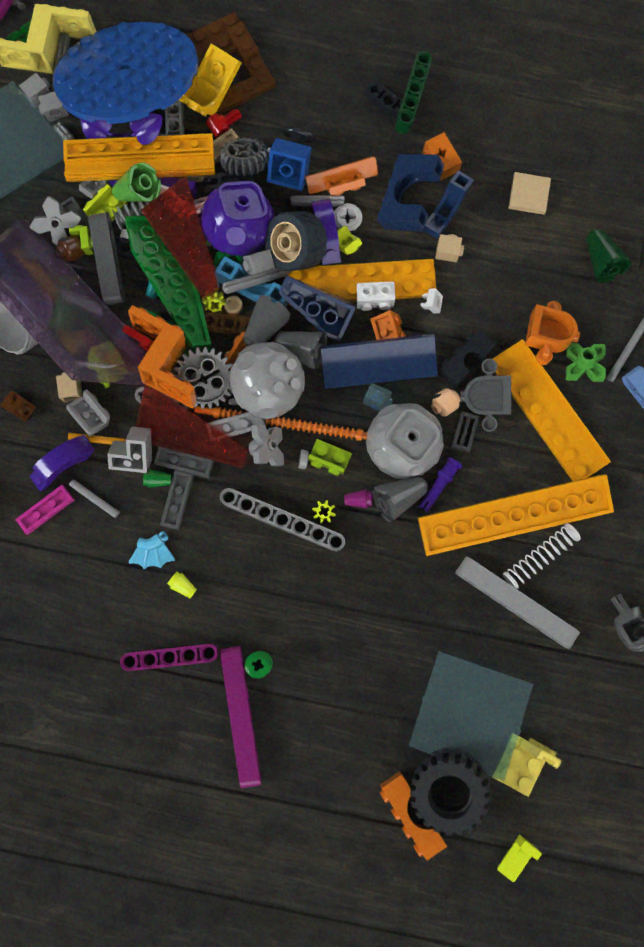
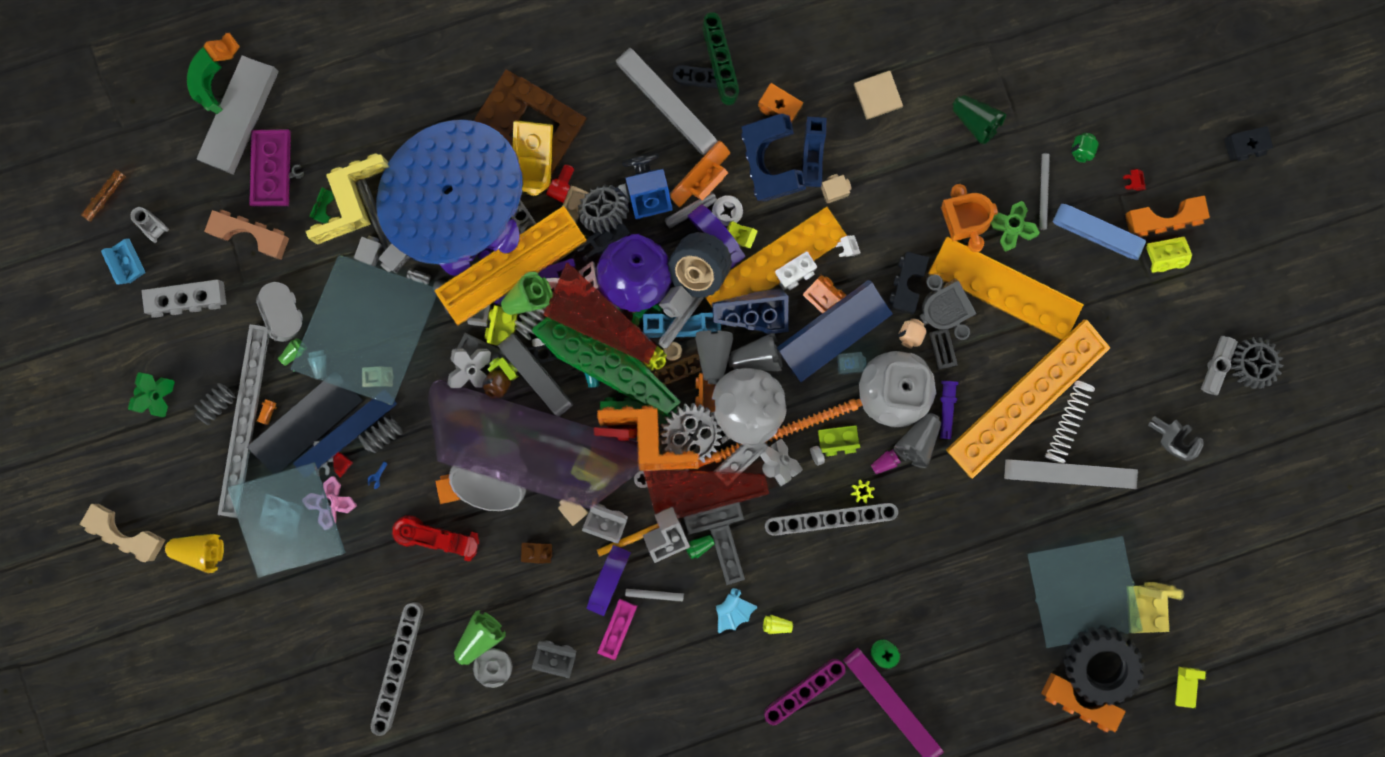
camera: 35 degrees left, 5 degrees up
(349, 103) = (666, 101): none -> light grey beam

